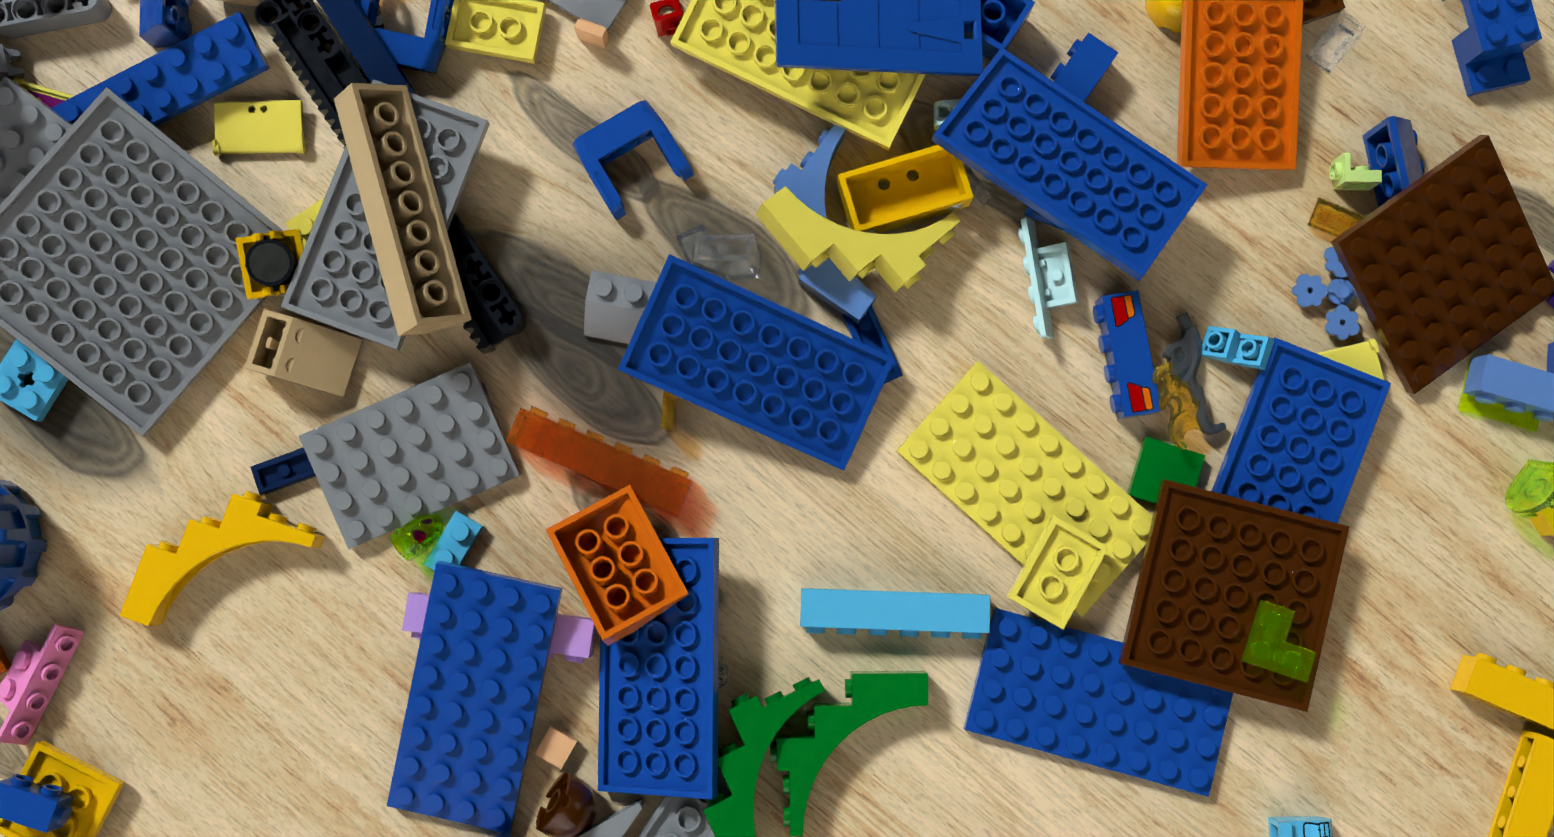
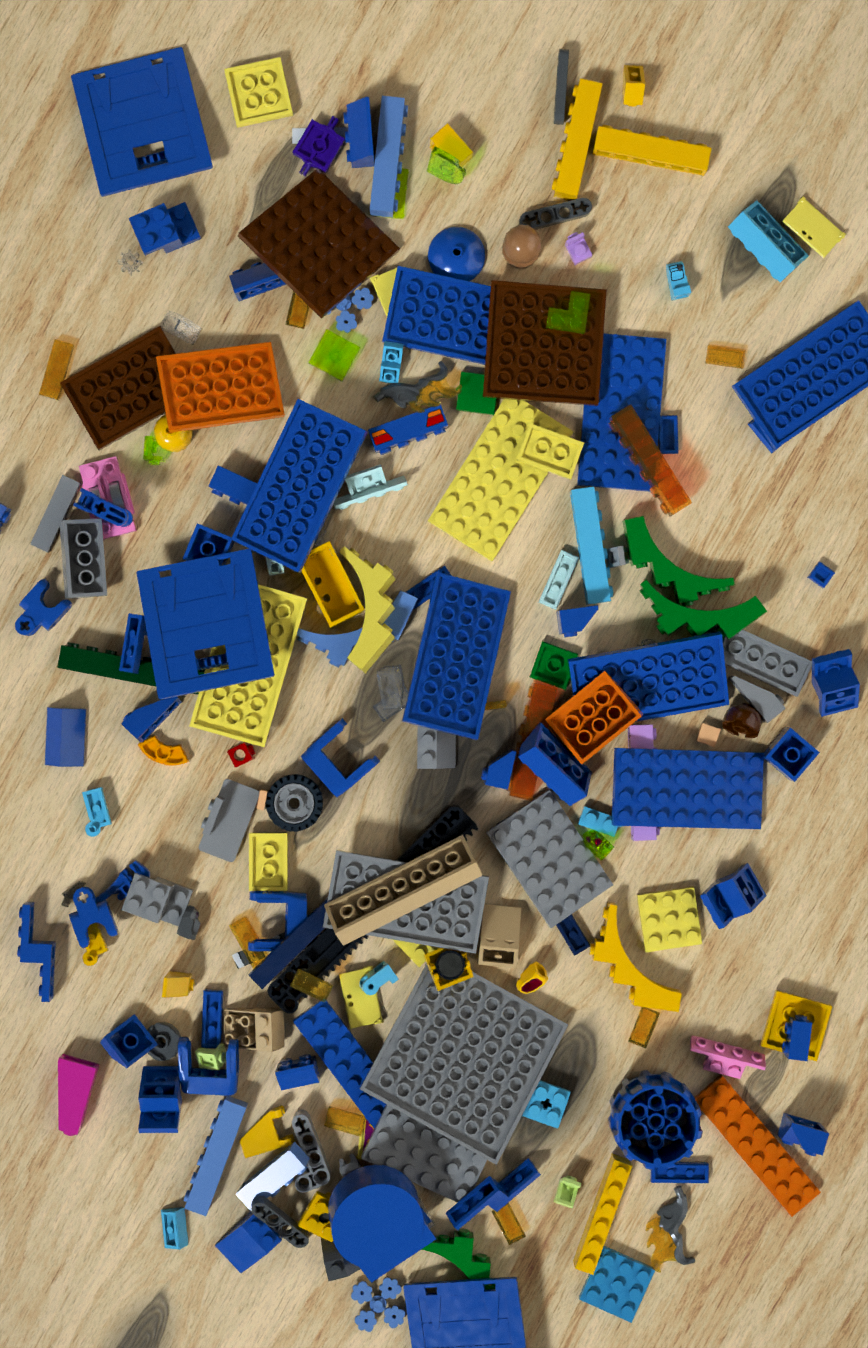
camera: 100 degrees left, 5 degrees up
(75, 68) = (345, 1121): none -> clear yellow tile
(111, 556) = (644, 1027): none -> clear yellow tile
(228, 394) = (532, 978): none -> yellow rock
(275, 630) = (669, 919): none -> light yellow plate
(281, 155) = (376, 978): none -> medium azure leg
(285, 739) = (733, 896): none -> blue bracket
(288, 48) = (311, 985): none -> clear yellow tile
(553, 488) = (555, 765): none -> blue slope
(562, 397) = (499, 770): none -> blue slope
(571, 58) = (294, 787): none -> wheel
(714, 514) = (552, 665): none -> green tile
(780, 562) = (574, 620): none -> blue slope
(849, 550) = (558, 579): none -> light aqua tile
(869, 650) = (616, 556): none -> light grey tile
(1017, 731) = (649, 460): none -> clear orange brick
(1051, 771) = (668, 434): none -> blue tile
(1259, 263) = (334, 355): none -> clear neon green plate
(1356, 178) = (269, 302): yellowish green bracket -> none
(1374, 492) = (462, 266): none -> blue dish
(1376, 678) = (578, 248): none -> lavender bracket
(1394, 587) = (521, 246): none -> medium nougat tile
(1440, 650) = (556, 218): none -> dark grey beam

